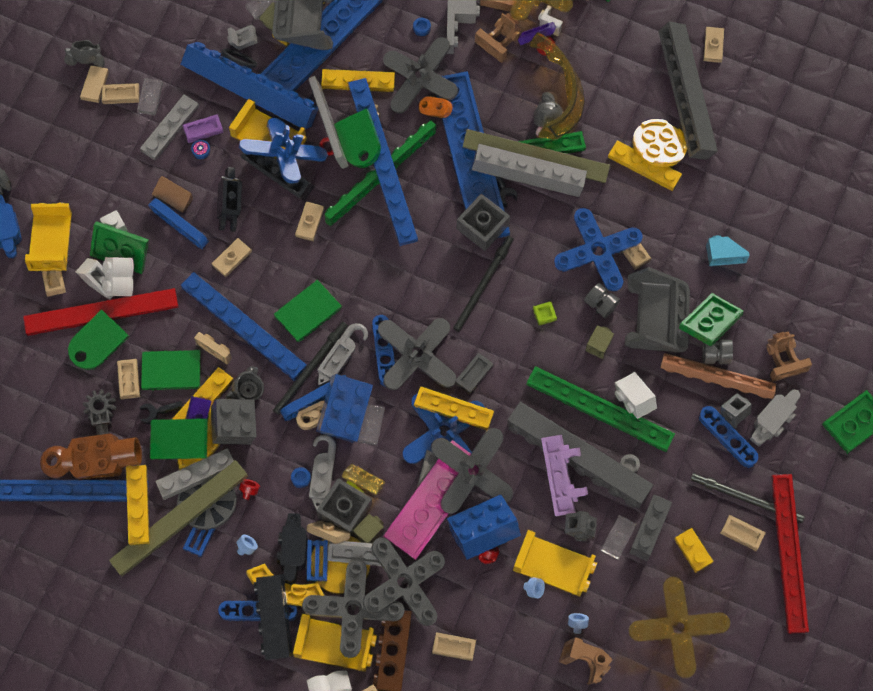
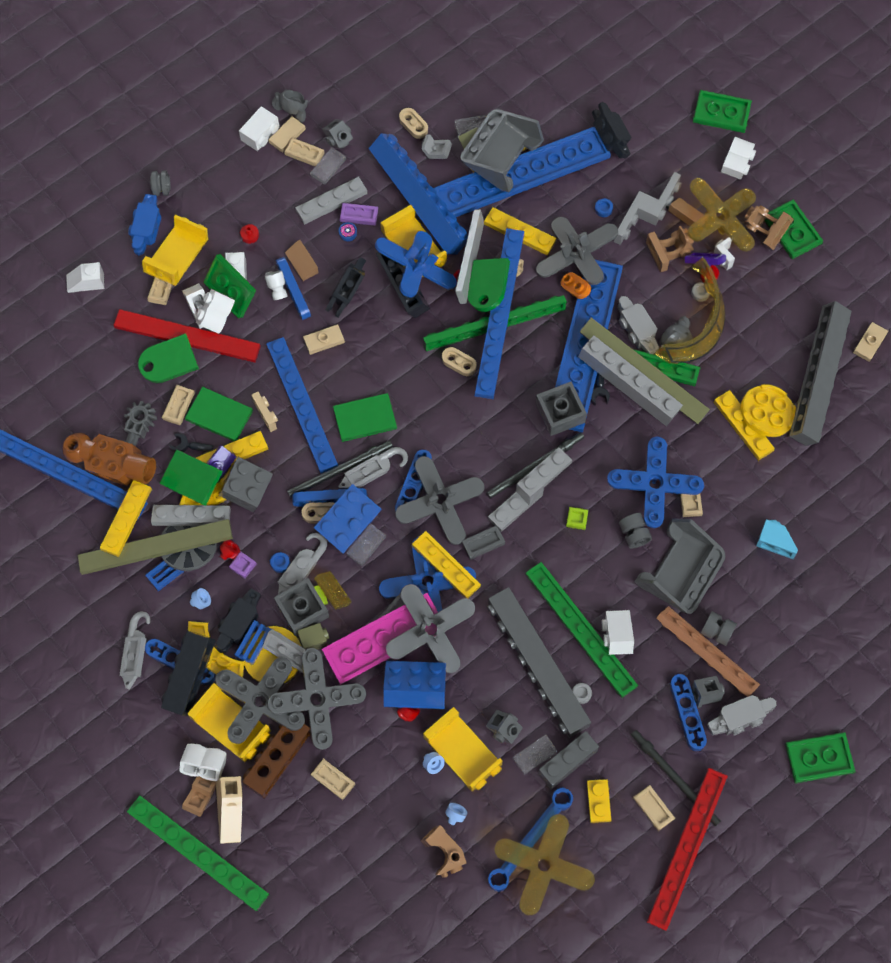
camera: 30 degrees right, 0 degrees up
(66, 90) = (259, 128): none -> white piece
(109, 191) = (249, 233): none -> red tile
(144, 63) = (337, 134): none -> dark grey brick
(160, 224) = (275, 281): none -> white piece
(209, 23) = (416, 123): none -> tan plate
(210, 622) = (133, 651): none -> light grey plate
(225, 52) = (419, 168): black tyre -> none
(244, 381) = (273, 454): dark grey hair -> none
(267, 496) = (242, 565): none -> medium lavender tile
(309, 221) = (409, 338): tan plate -> none
(328, 531) = (275, 621): tan plate -> none
(367, 220) = (459, 362): none -> tan plate
(492, 306) = (530, 489): none -> light grey bracket
(508, 118) = (638, 325): none -> light grey hinge
(545, 66) = (699, 292): none -> light grey tile
(556, 461) = (512, 656): lavender hinge -> none
(600, 341) = (613, 567): olive brick -> none
(654, 609) = (532, 836): none -> blue piece
(711, 319) = (728, 596): green tile -> none
(785, 342) = (783, 649): medium nougat tile -> none

